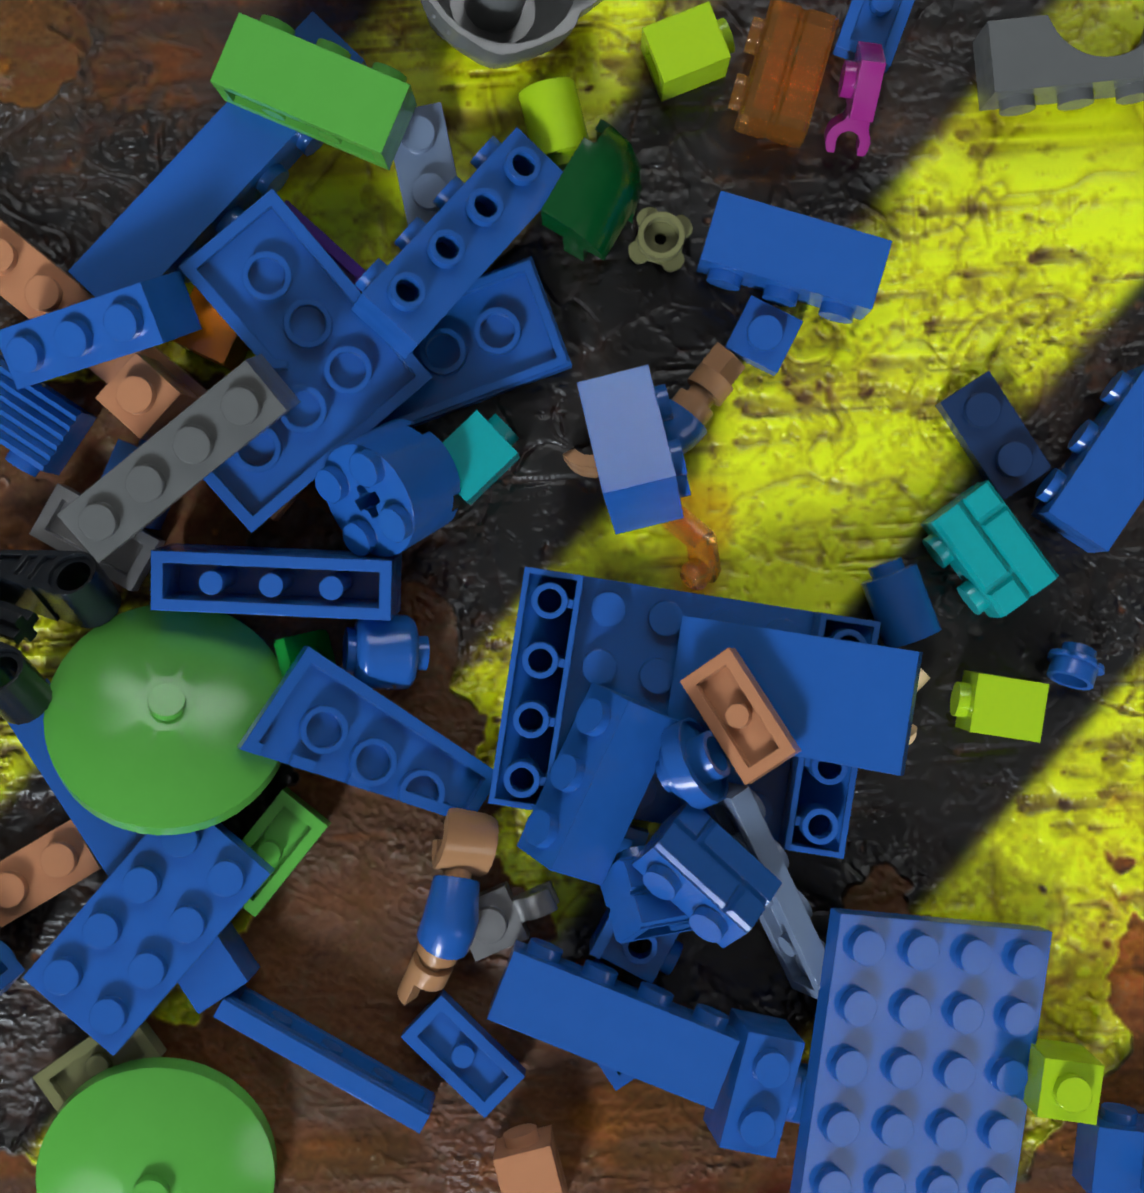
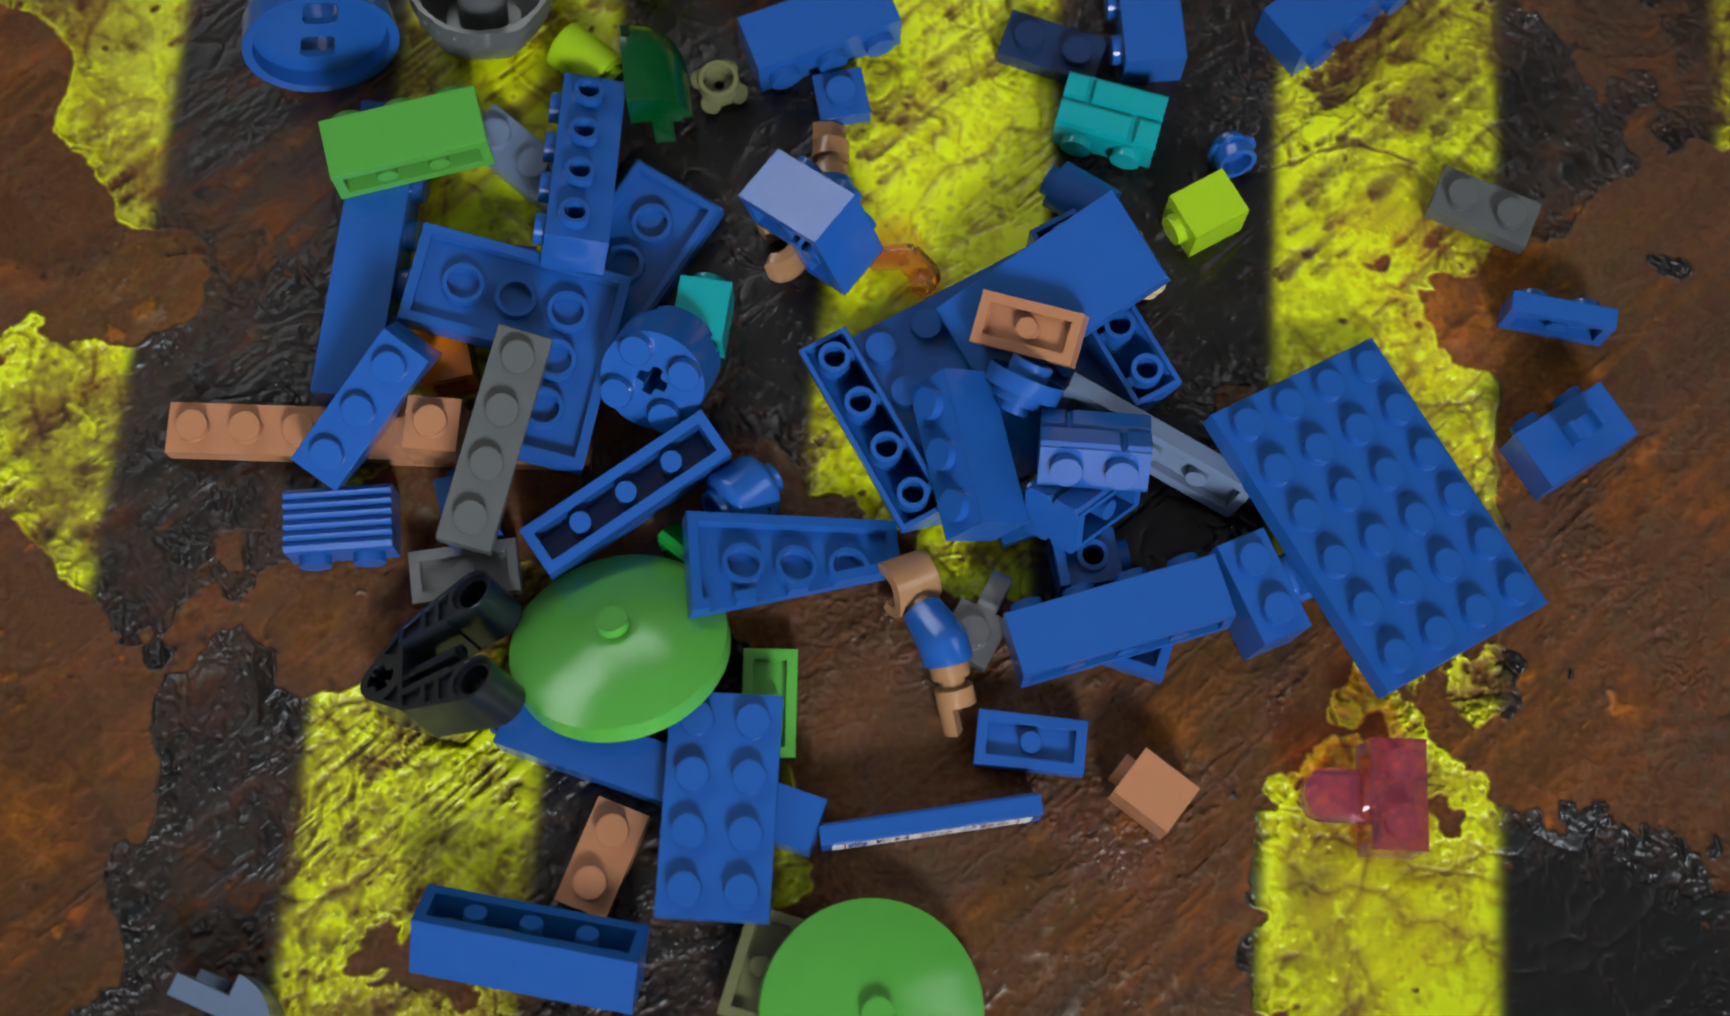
camera: 35 degrees left, 15 degrees down
(1063, 1082) = (1466, 427): lime brick -> none

